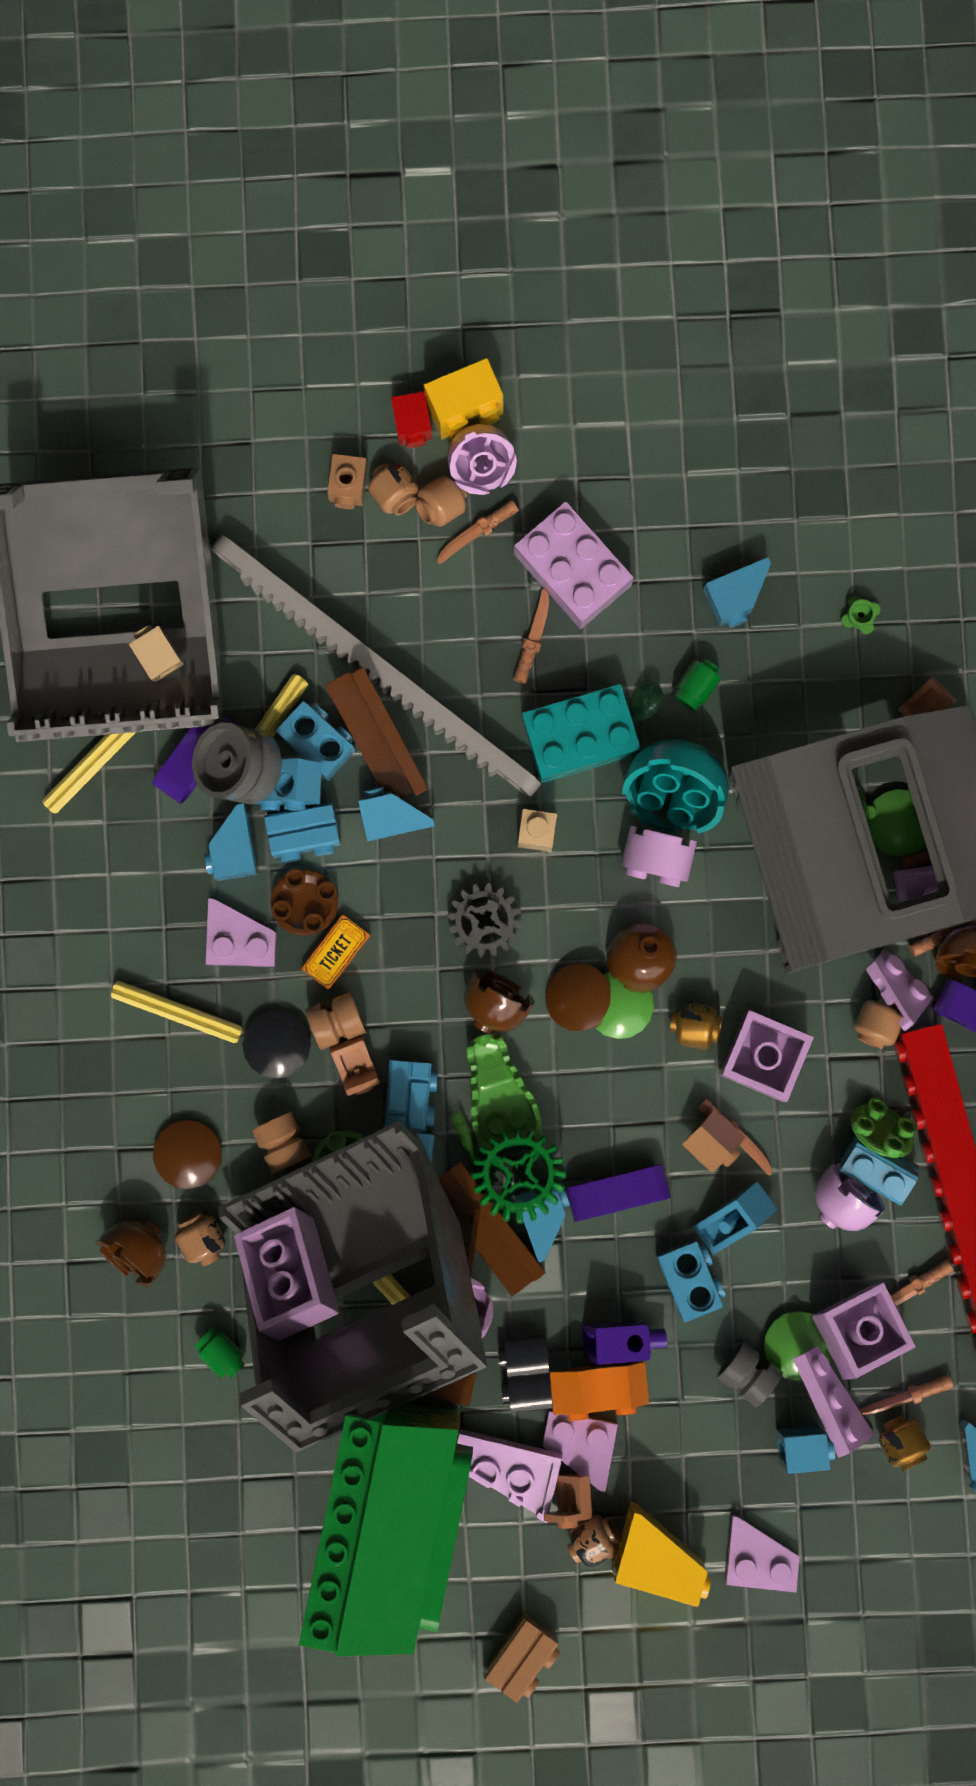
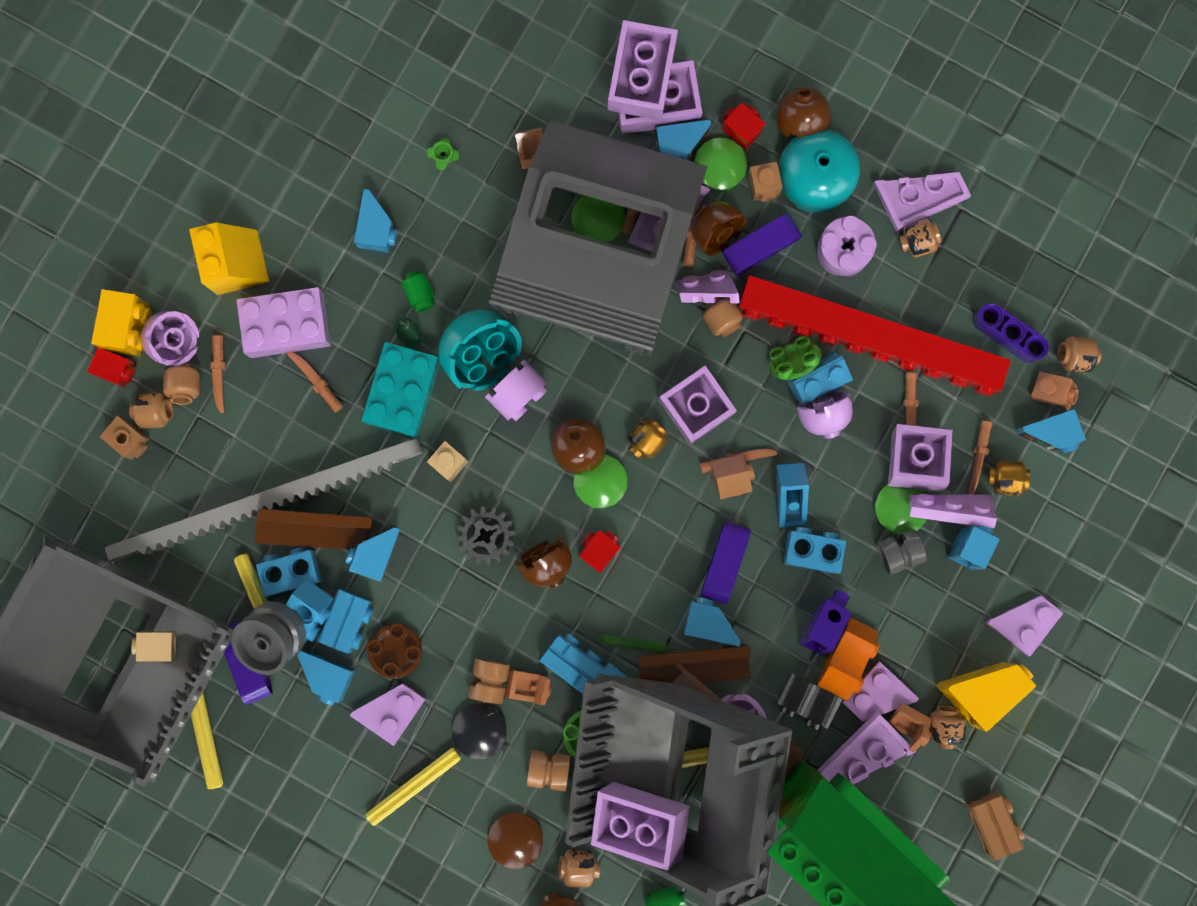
camera: 60 degrees left, 0 degrees up
(335, 952) = (442, 651): tile -> none
(499, 1093) = (616, 603): bright green animal -> none
(532, 1185) = (650, 632): green gear -> none
(546, 1049) = (599, 549): none -> red brick
(578, 997) = (578, 505): reddish brown dish -> none
(605, 465) = (229, 257): none -> yellow slope

